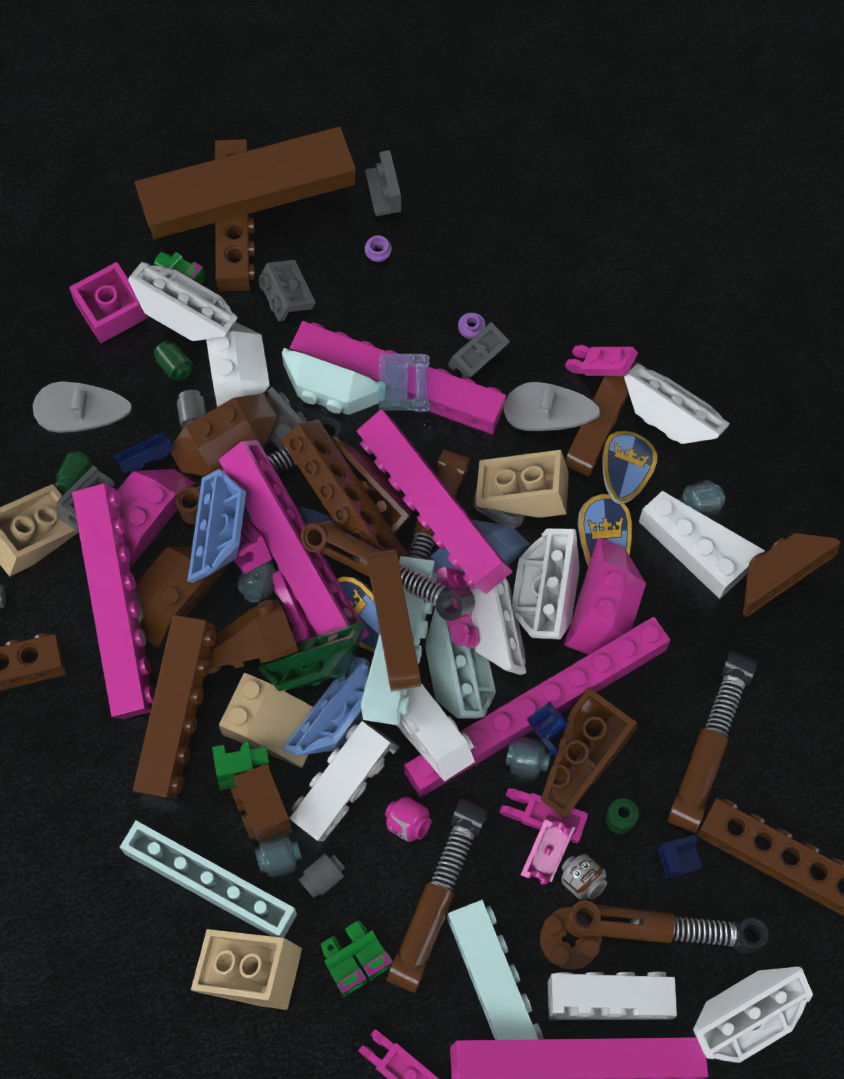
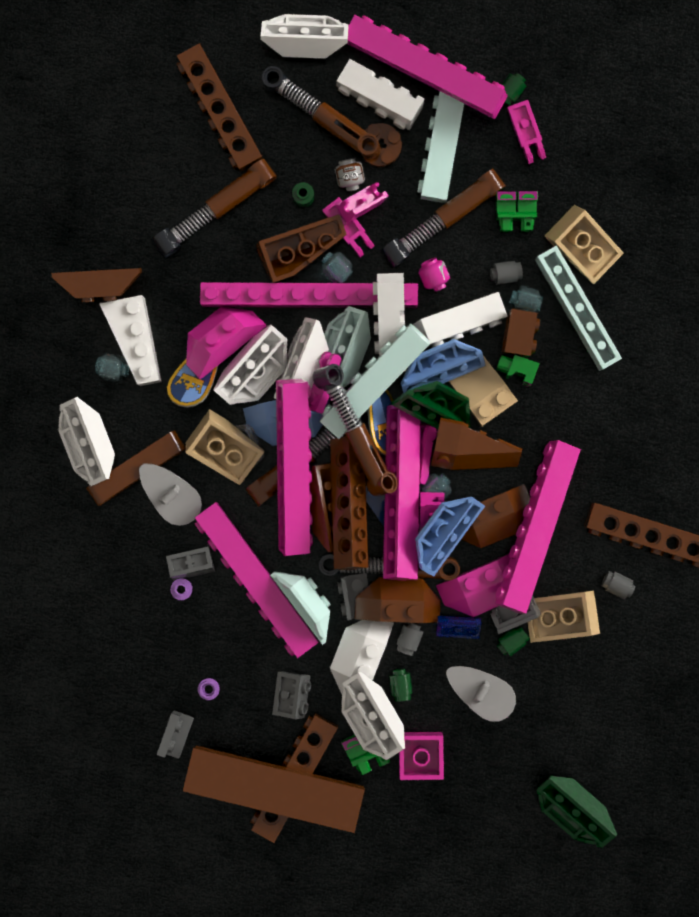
camera: 150 degrees left, 20 degrees up
(175, 707) = (537, 430): reddish brown brick -> none
(393, 620) = (376, 386): reddish brown beam -> none
(394, 382) = (263, 571): clear light blue plate -> none
(547, 724) = (314, 273): clear blue panel -> none
(602, 360) = (112, 501): dark pink hinge -> none
(627, 465) = (145, 420): shield -> none
(680, 856) = (283, 151): clear blue panel -> none

